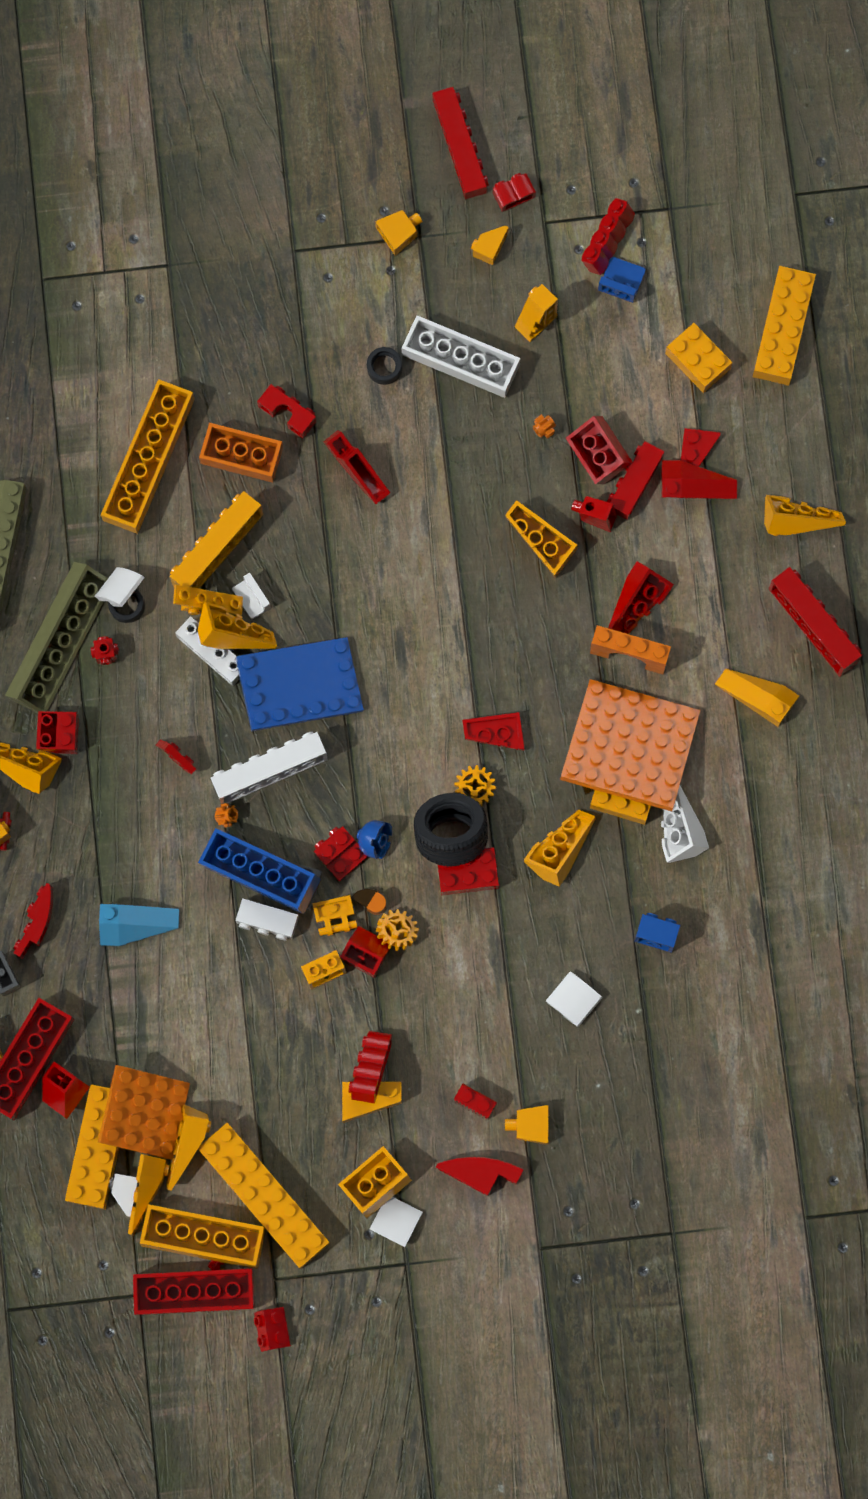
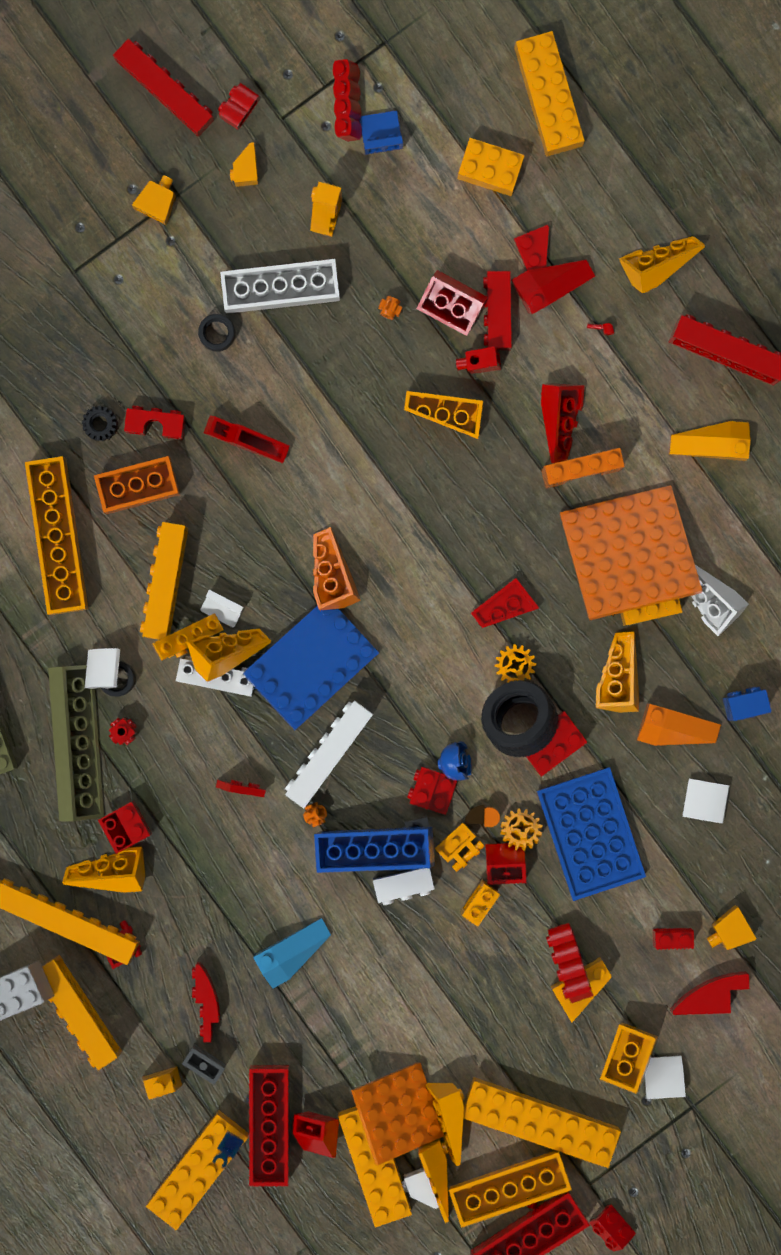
camera: 35 degrees left, 10 degrees up
(240, 396) = (88, 423): none -> black tyre
(361, 624) = (332, 579): none -> orange wedge
(456, 970) = (591, 833): none -> blue plate
(579, 917) = (671, 727): none -> orange wedge
(721, 546) = (607, 328): none -> red hand

